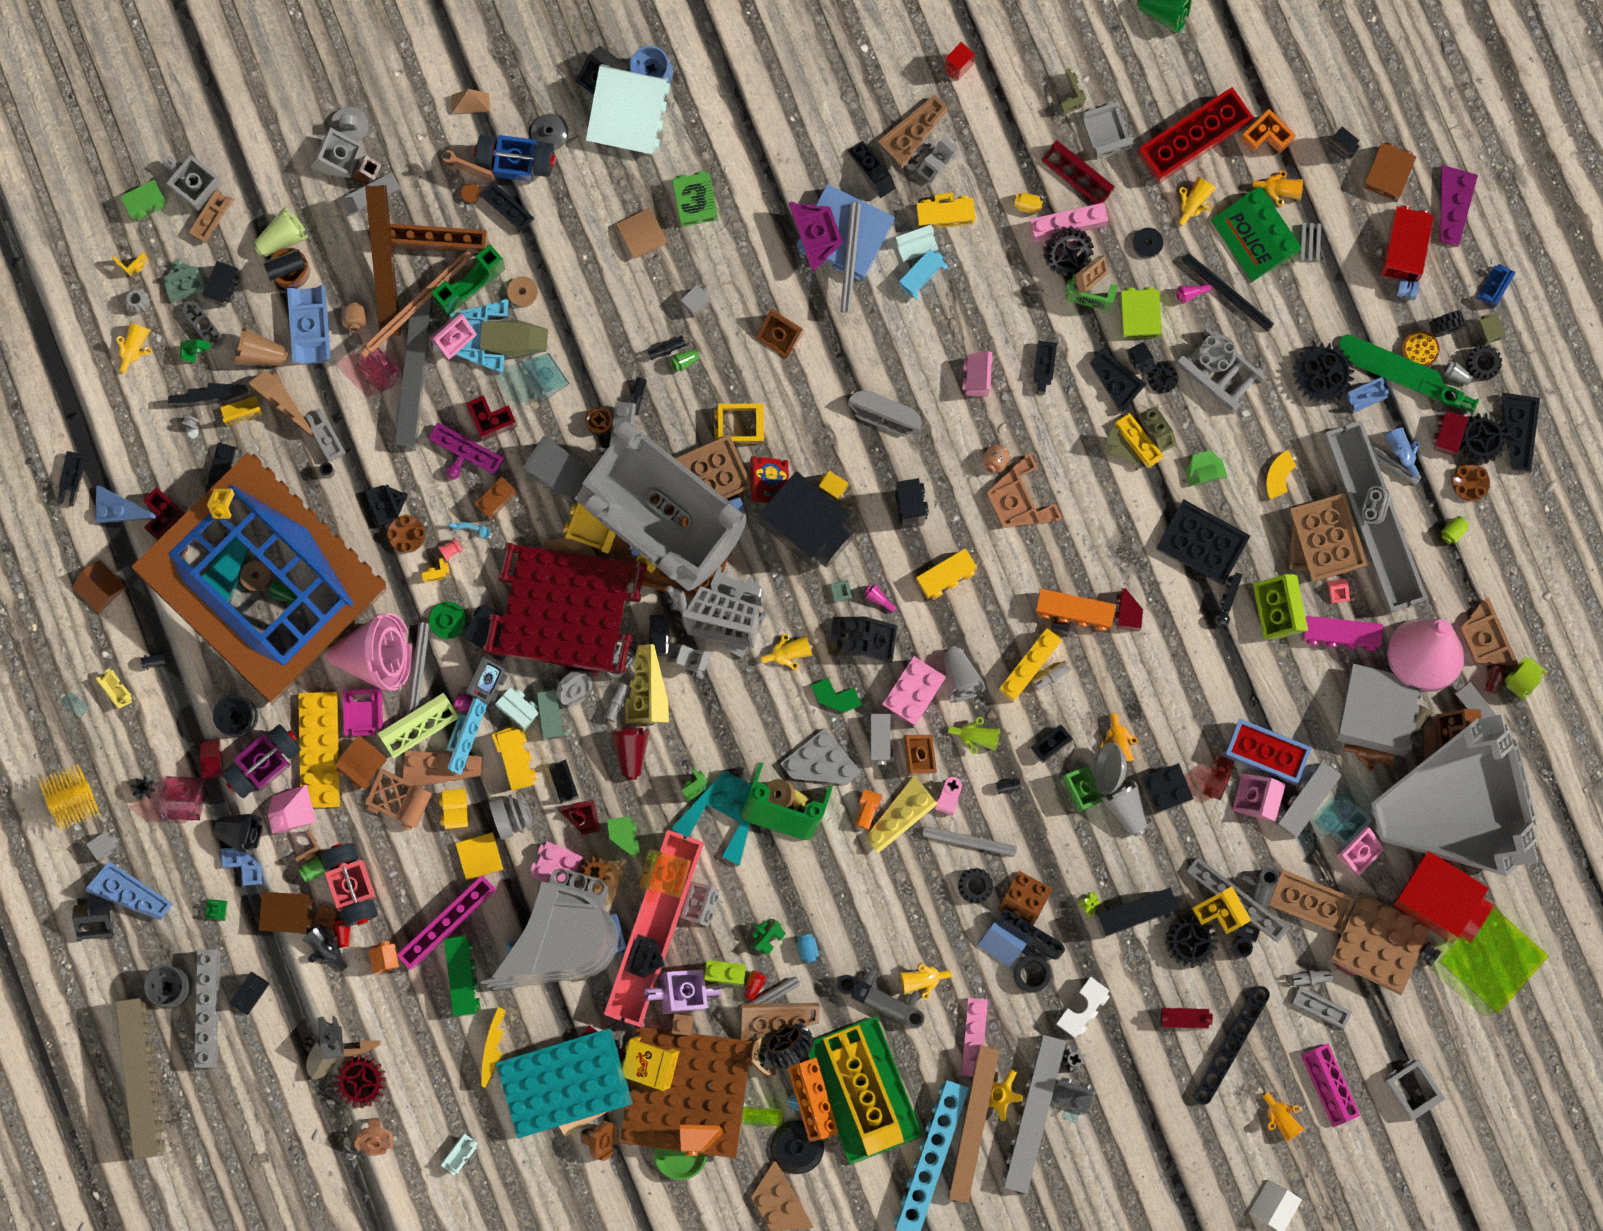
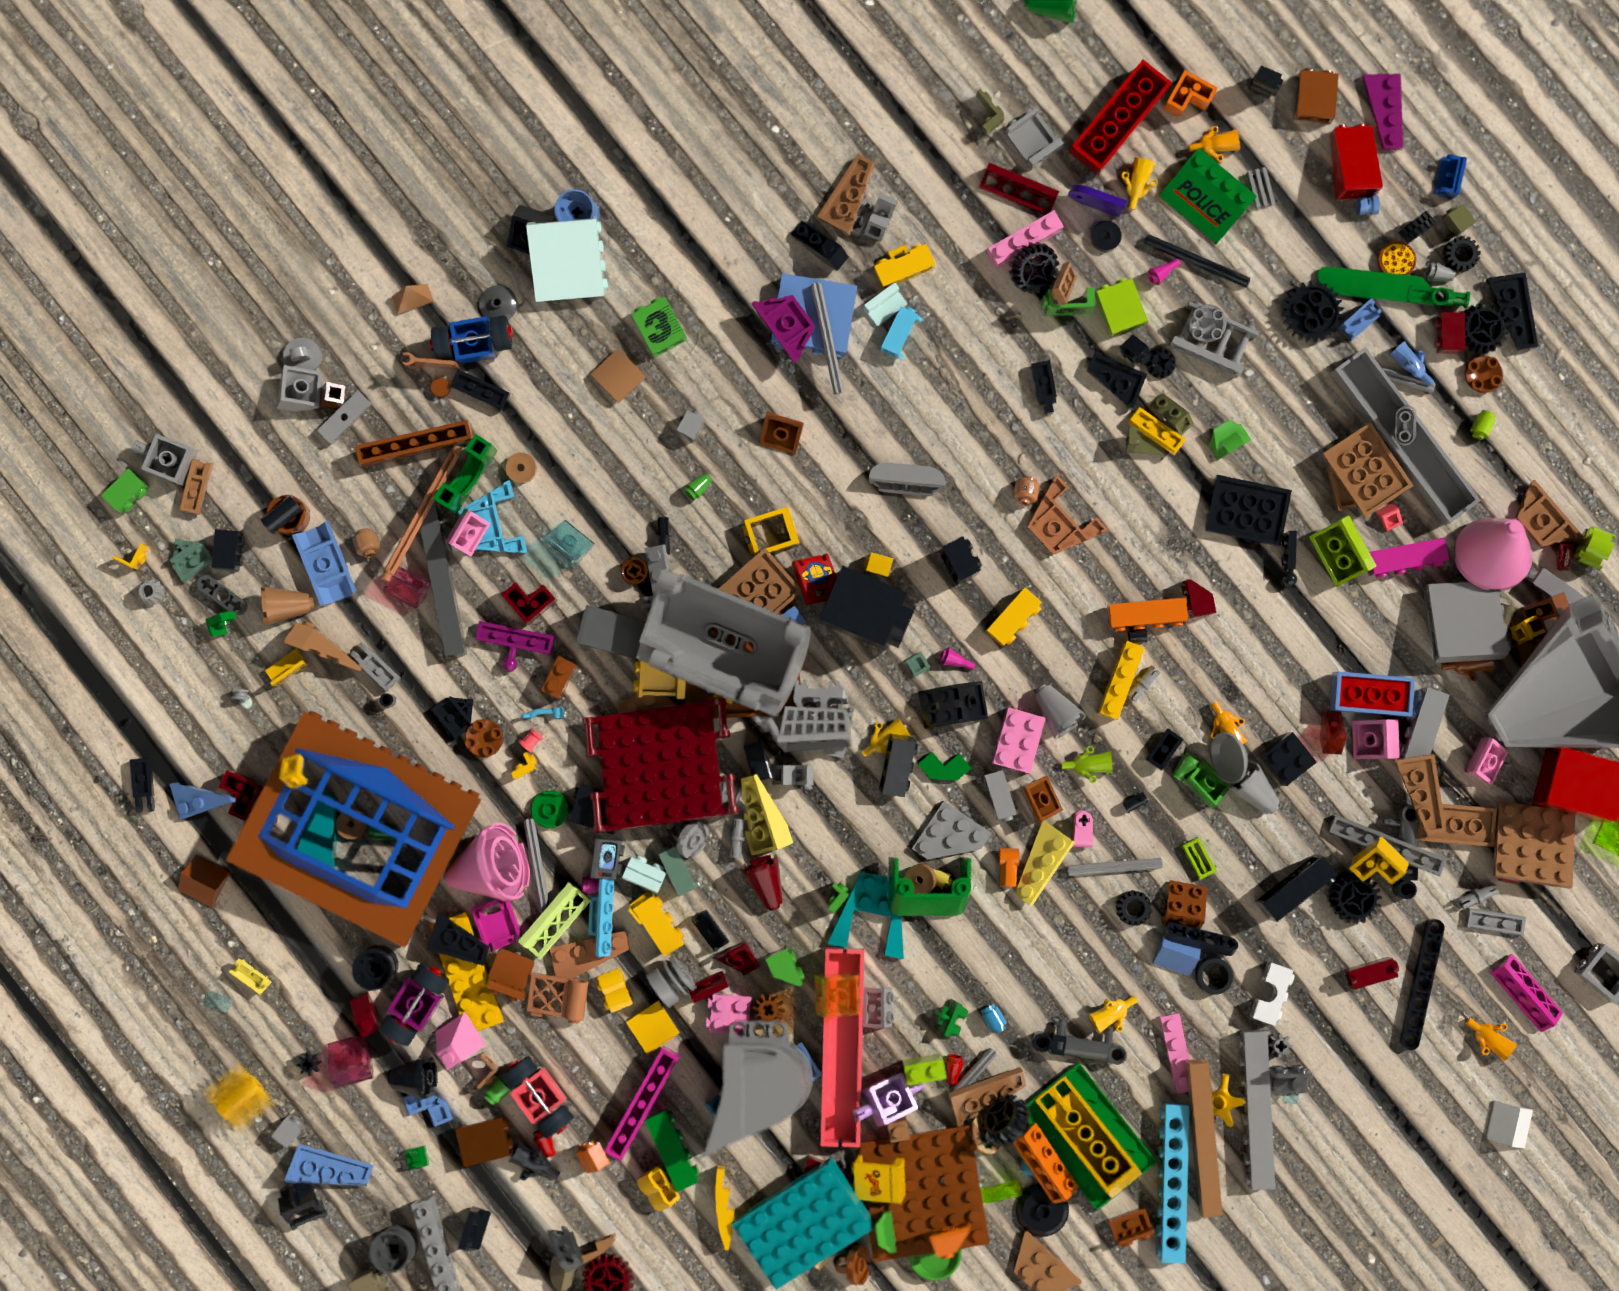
camera: 20 degrees left, 5 degrees up
(131, 348) = (160, 636): yellow piece -> none
(153, 661) = (279, 937): black pin -> none
(215, 393) = (254, 660): black slope -> none
(221, 463) = (283, 725): black hinge -> none
(280, 233) = (269, 483): yellowish green cone -> none
(319, 715) = (456, 942): none -> black wing
(325, 916) = (524, 1131): dark orange tile -> none
(382, 255) = (373, 475): reddish brown tile -> none
(435, 1009) = (656, 1187): none -> yellow brick
(513, 338) = (526, 516): olive piece -> none
(544, 833) = (709, 986): none -> dark red tile
(640, 1113) = (885, 1232): none -> bright green slope
(645, 957) = (842, 1077): black slope -> none
(666, 347) = (677, 479): black pin -> none
(791, 679) = (898, 765): none -> black brick
(877, 1187) = (1131, 1227): none -> dark orange bracket
(959, 61) = (872, 114): red brick -> none
(978, 374) = (984, 414): bright pink slope -> none
(1028, 203) = (980, 232): yellow brick -> none
(1045, 858) = (1191, 843): none -> lime tile
(1067, 765) = (1185, 766): none -> bright green cone
(1090, 904) = (1247, 891): lime plant -> none
(1148, 205) = (1097, 199): none -> dark purple tile
(1278, 474) = (1298, 423): yellow tile -> none
(1287, 854) = (1422, 785): none -> medium nougat wing
(1343, 821) = (1464, 738): clear light blue slope -> none
(1429, 736) = (1523, 632): none -> yellow window
(1429, 954) = (1583, 839): black wheel -> none

